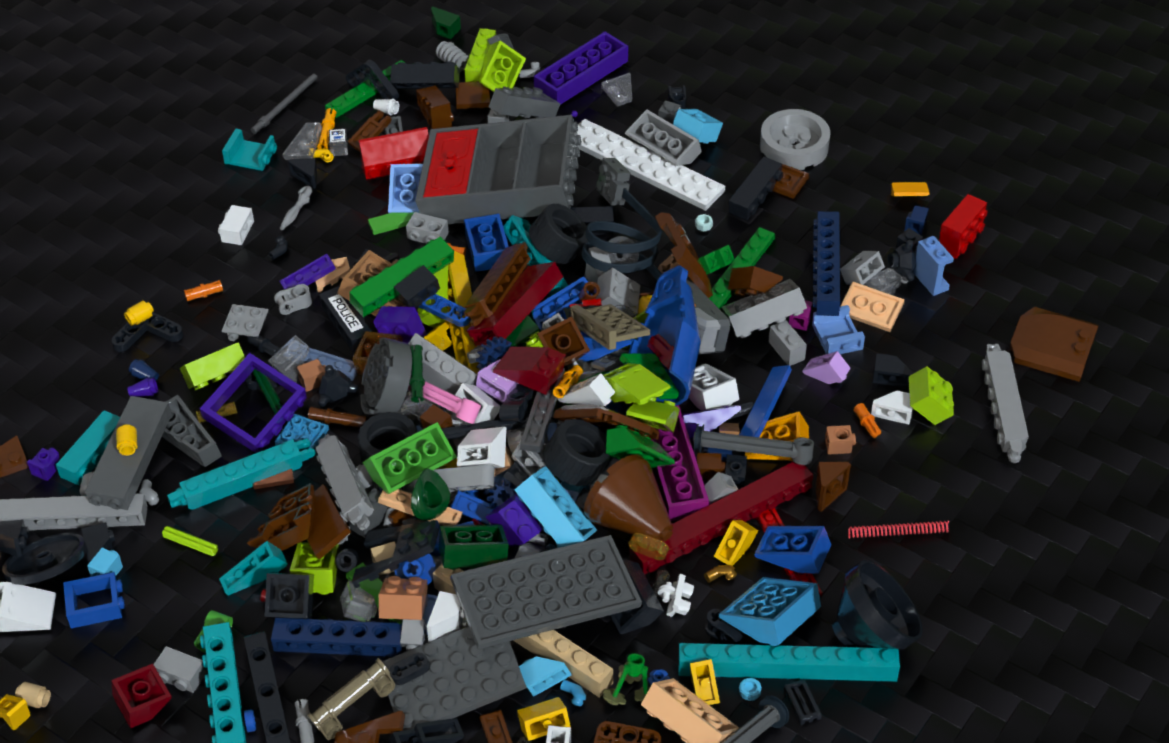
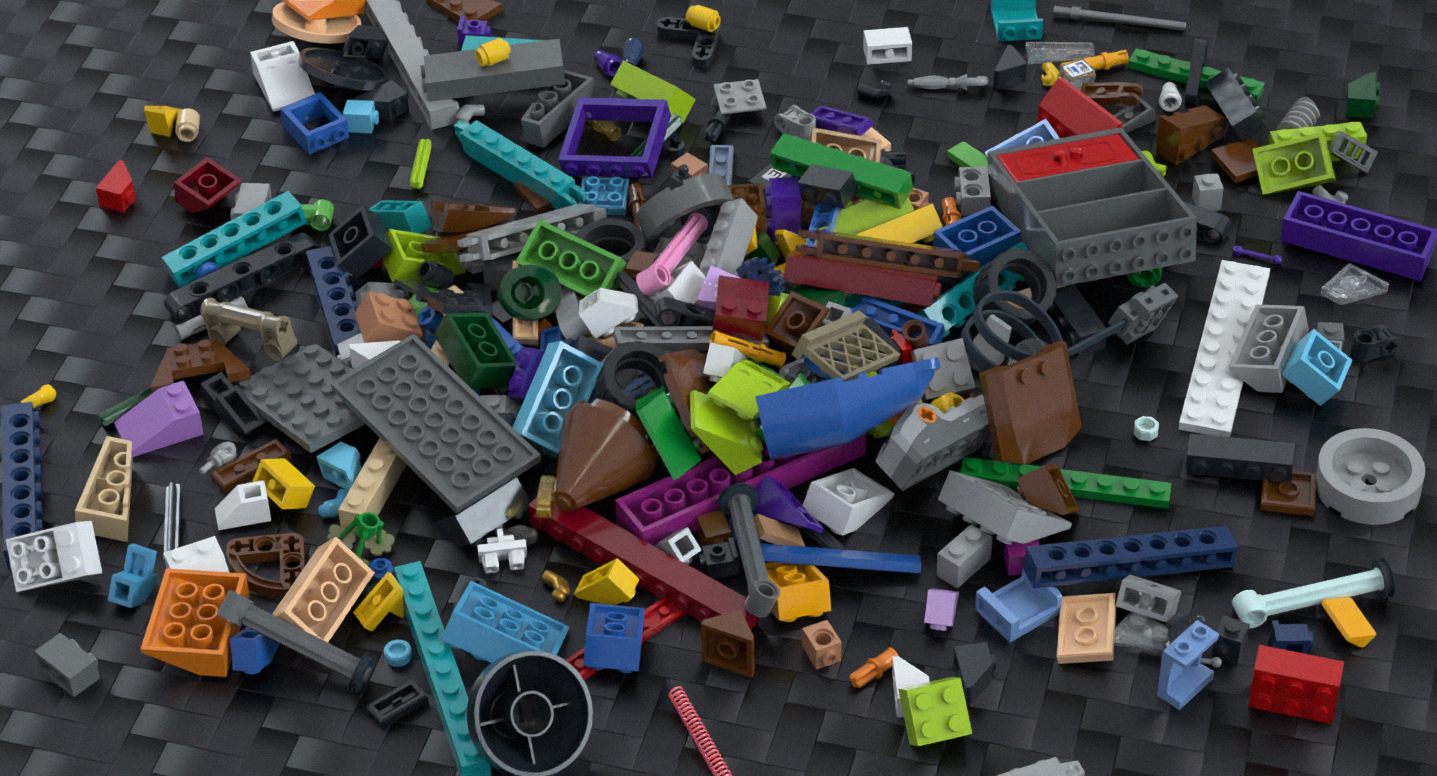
camera: 70 degrees right, 5 degrees down
(203, 290) = (775, 57): orange pin -> none
(290, 357) = (708, 146): clear wing -> none
(409, 668) = (304, 359): black beam -> none
(417, 380) = (677, 225): dark green pin -> none
(523, 102) = (1235, 193): dark grey wedge -> none
(717, 259) = (1078, 453): green slope -> none
(885, 164) = (1255, 608): none -> light aqua piece

